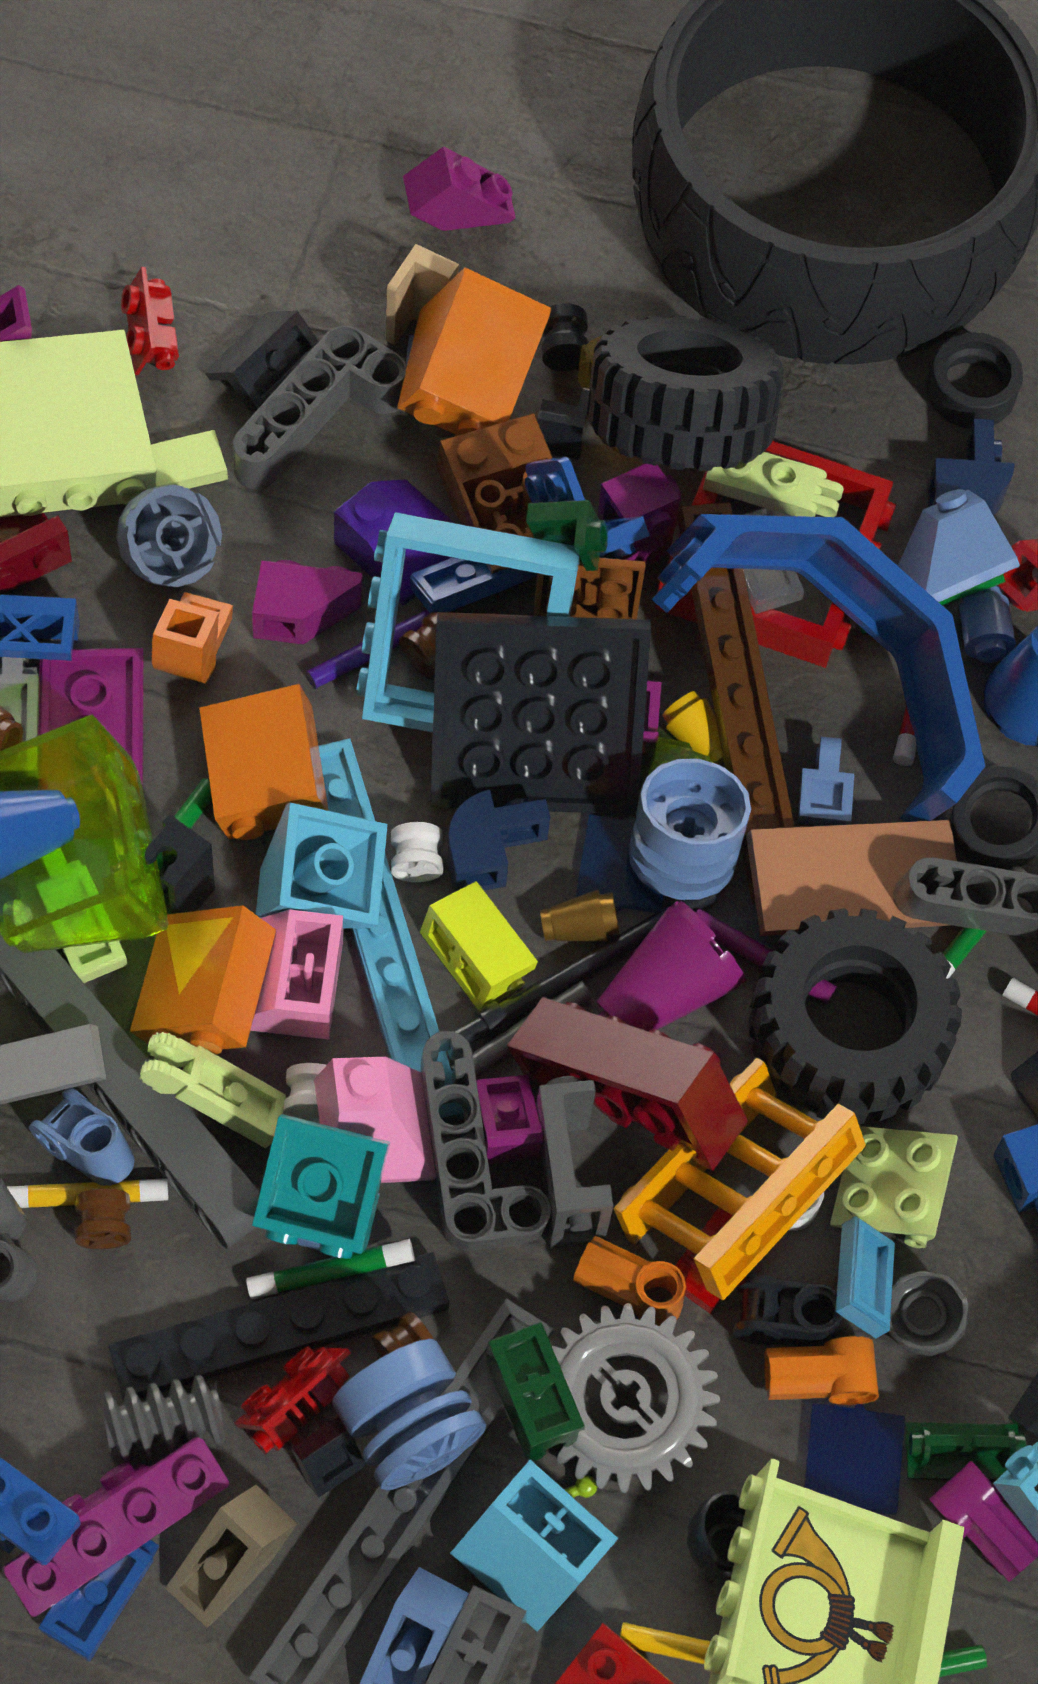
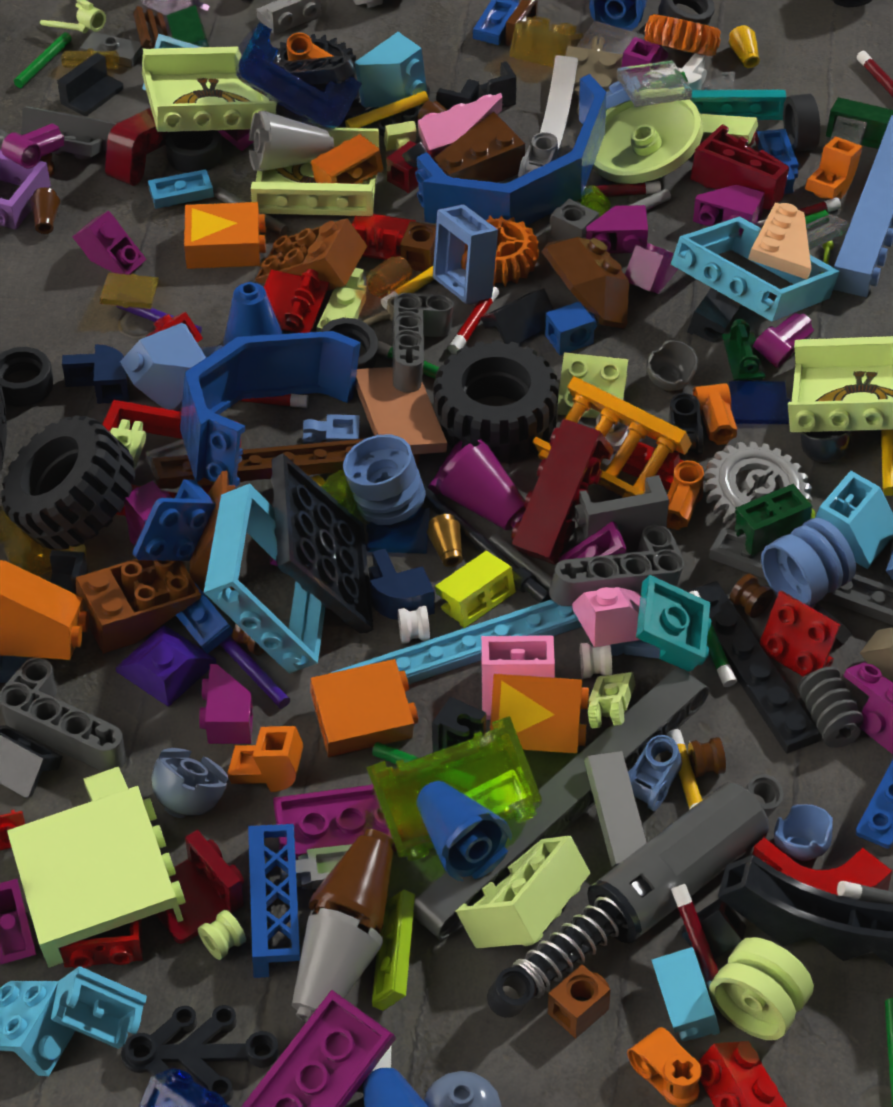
camera: 90 degrees left, 15 degrees down
(324, 866) = (445, 664): medium azure slope -> none
(570, 524) = (207, 499): dark green bracket -> none
(865, 1277) = (658, 389): dark azure tile -> none

